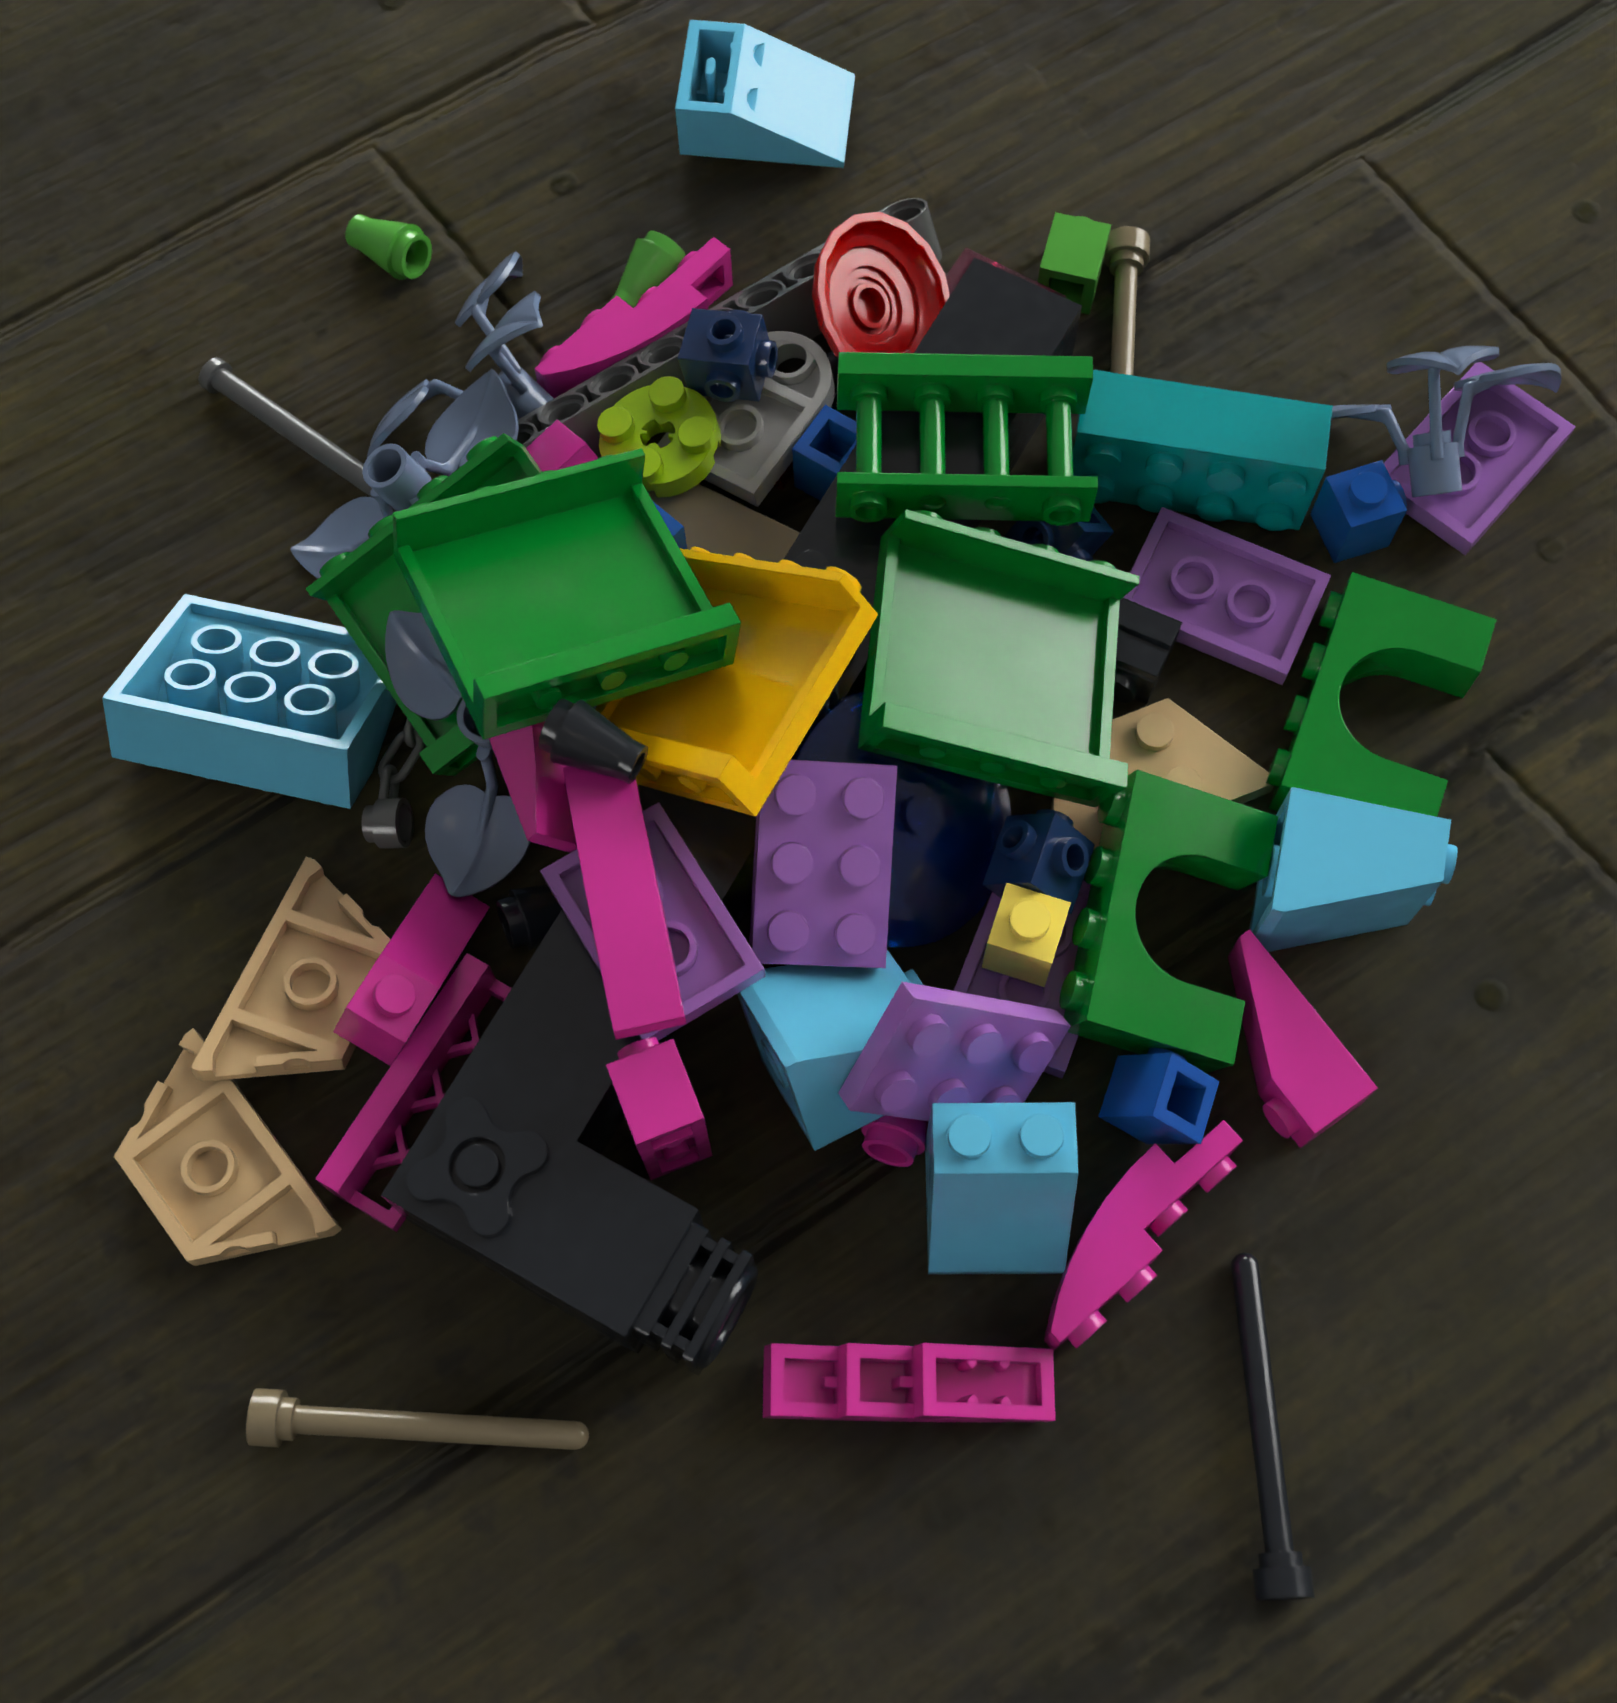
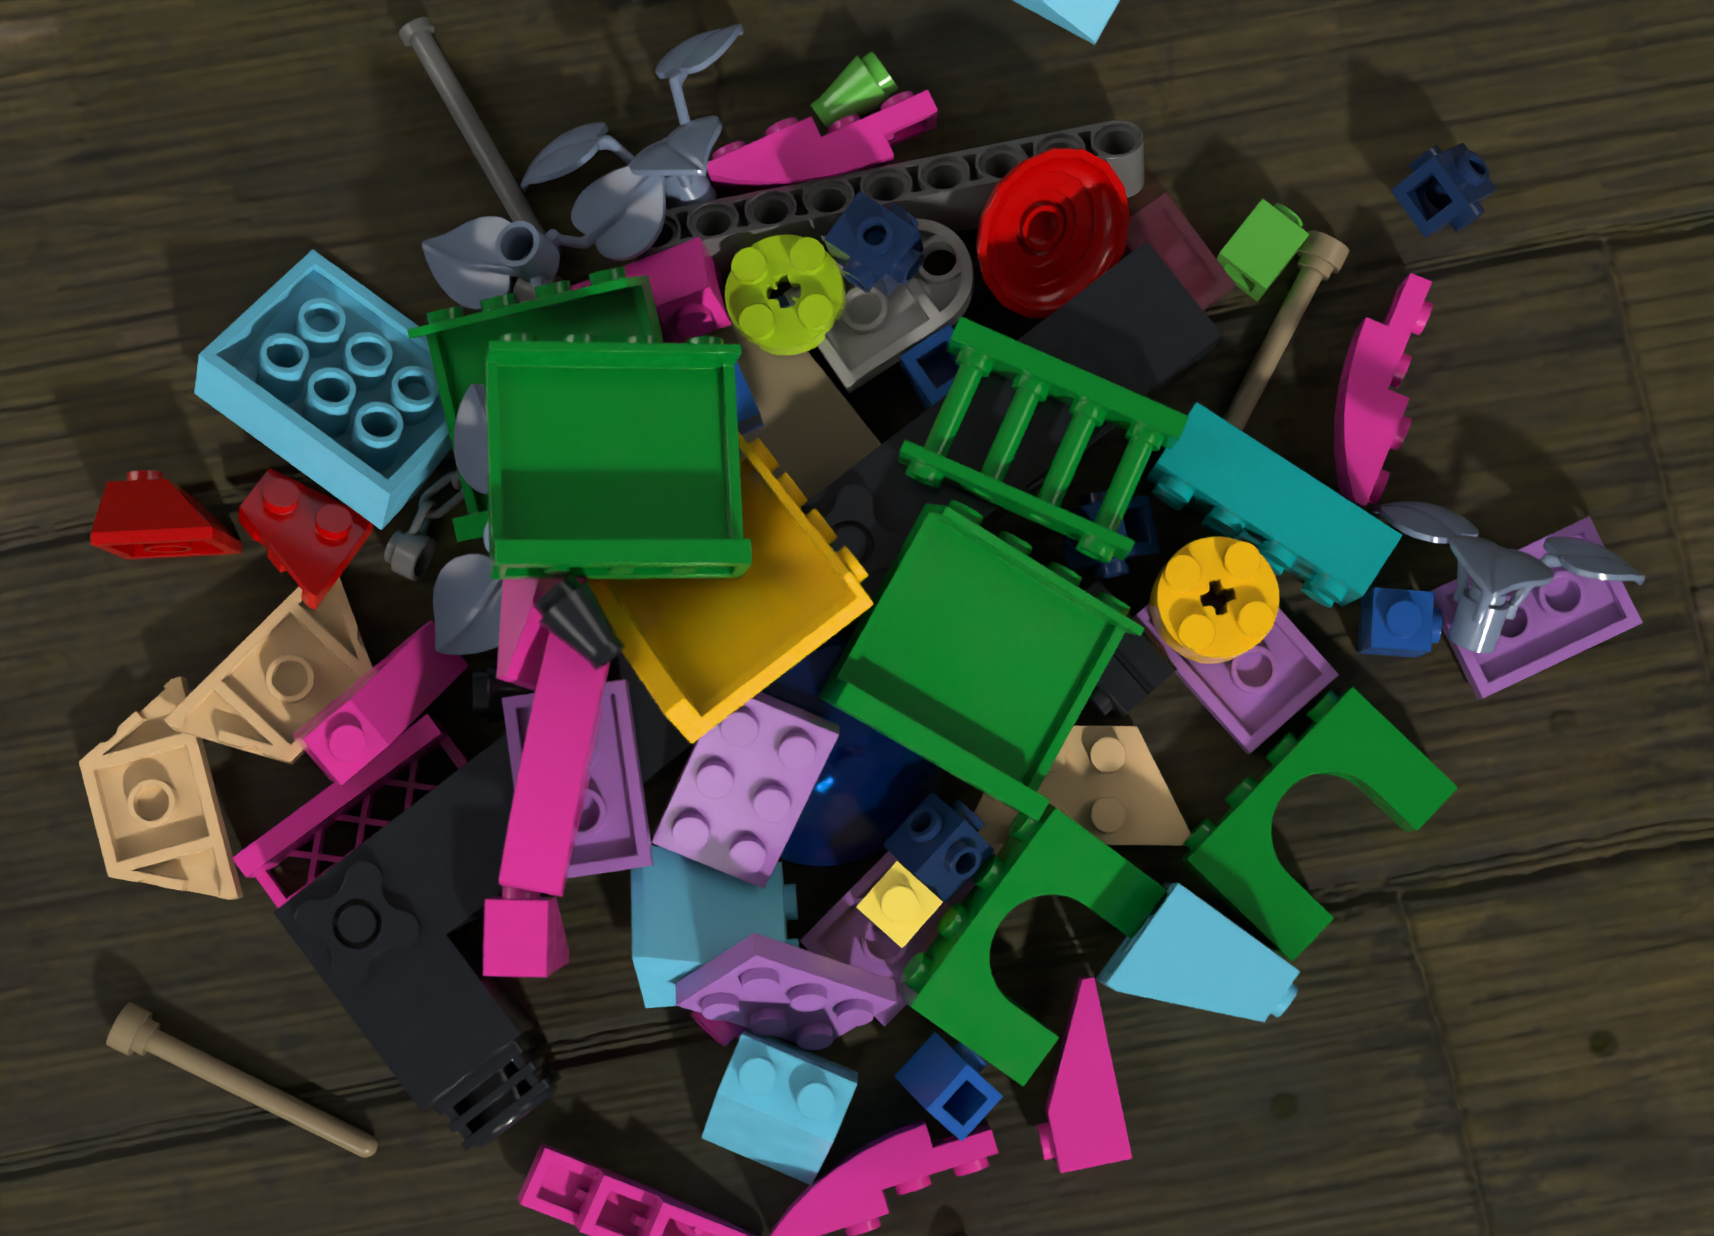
camera: 25 degrees right, 15 degrees up
(123, 887) = (157, 520): none -> red slope
(271, 839) = (303, 532): none -> red wing
(1188, 541) = (1233, 571): none -> yellow brick
(1189, 154) = (1445, 189): none -> dark blue brick
(1228, 340) = (1367, 413): none -> dark pink slope

